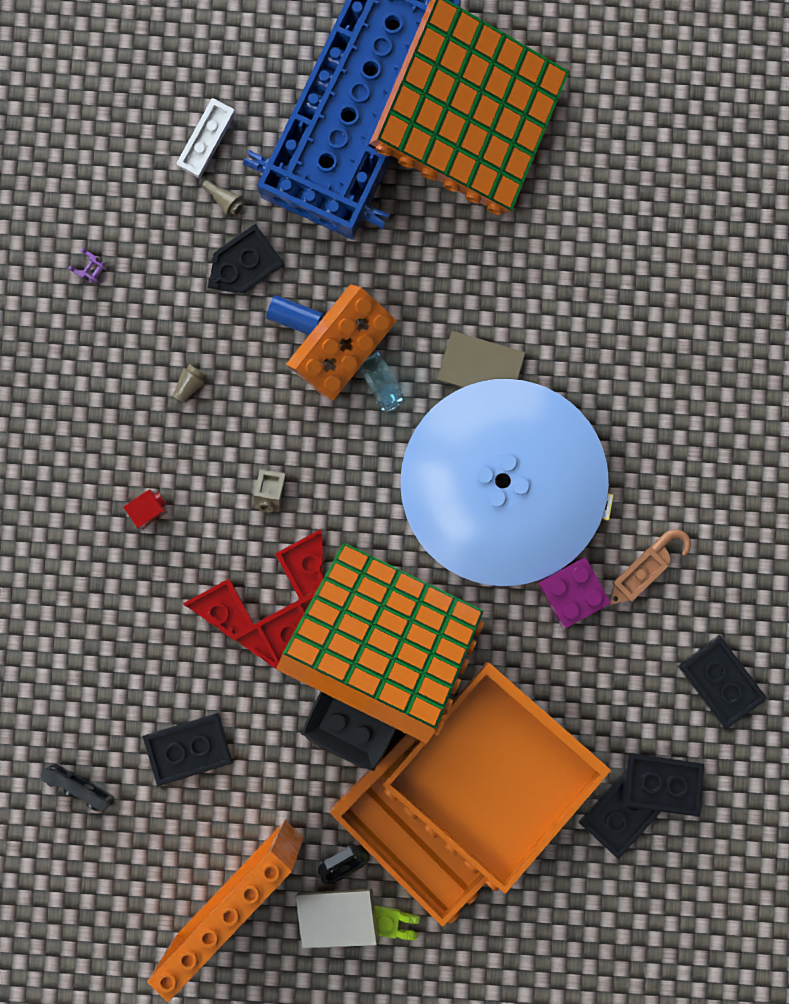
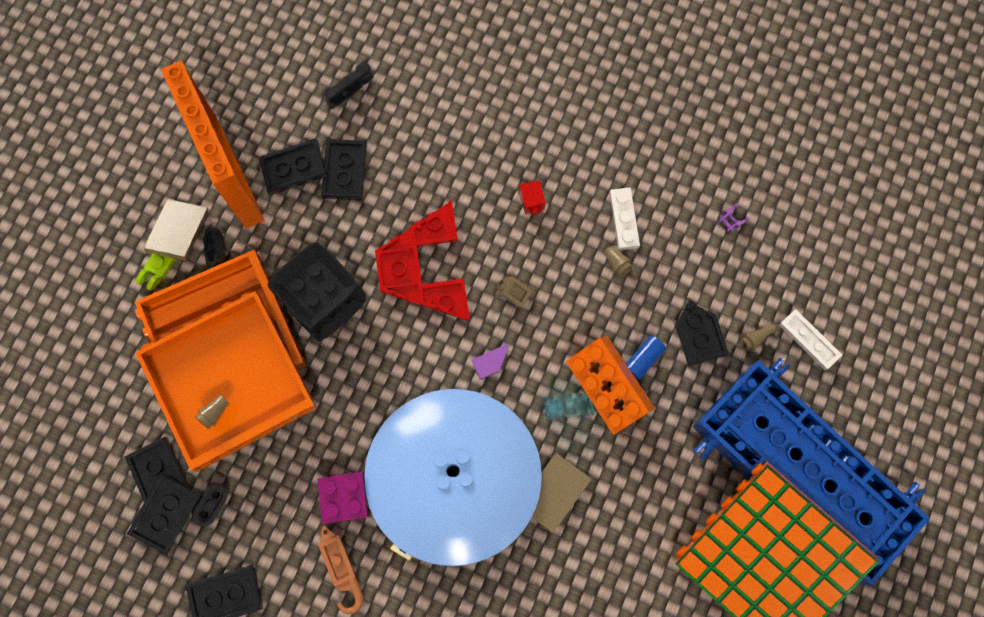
camera: 110 degrees right, 10 degrees down
(132, 393) = (624, 218): none -> white plate
(207, 812) = (292, 166): none -> black tile
(361, 487) = (490, 362): none -> medium lavender tile
(383, 643) = (361, 328): orange panel -> none
(540, 772) = (212, 412): none -> dark tan cone
(633, 739) = (210, 504): none -> black plate

